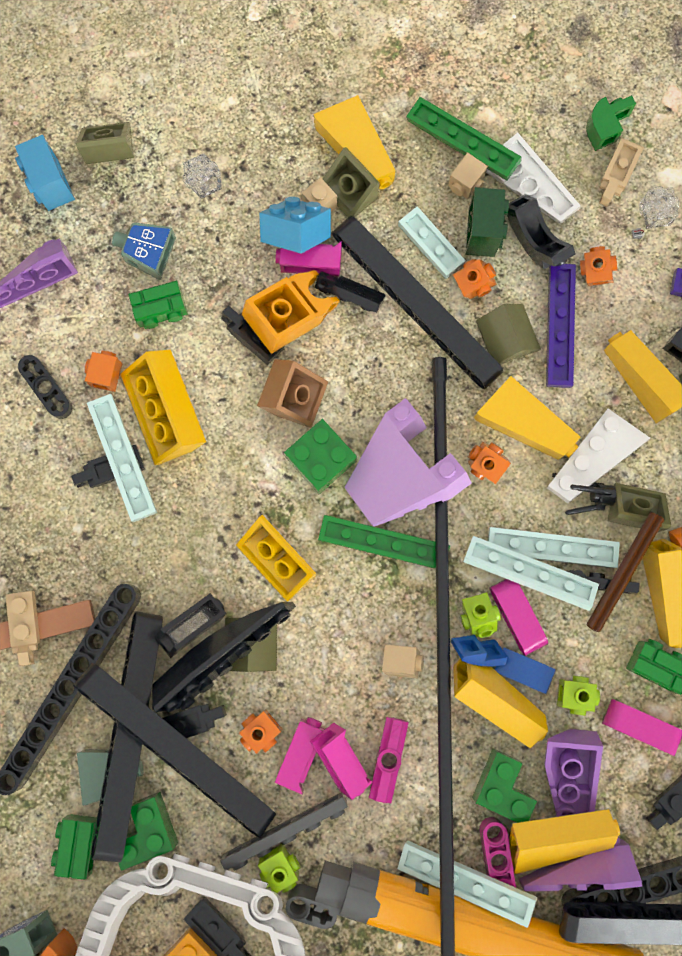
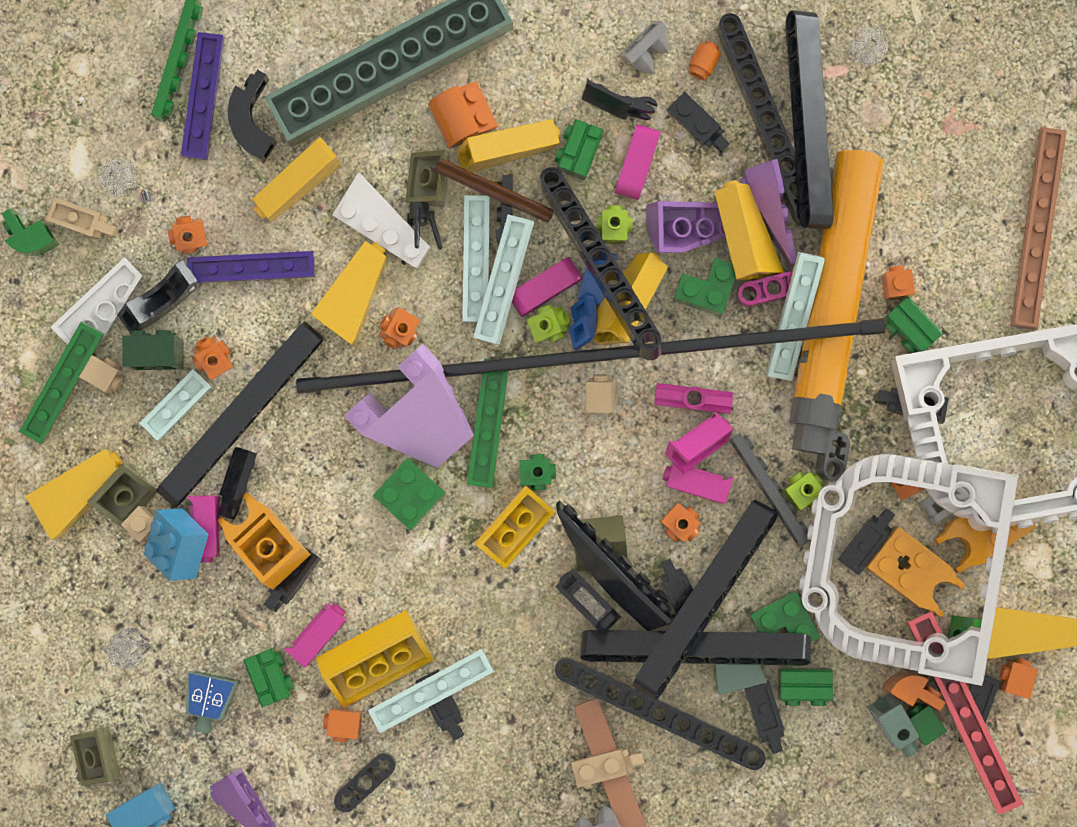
camera: 90 degrees left, 5 degrees up
(50, 800) = (766, 715): none -> black hinge
(193, 354) = (317, 634): none -> dark pink window
(292, 392) = (347, 529): medium nougat slope -> none
(326, 576) = (526, 472): none -> green brick
(508, 333) = (264, 319): olive slope -> none
(531, 680) = (601, 273): none -> black beam

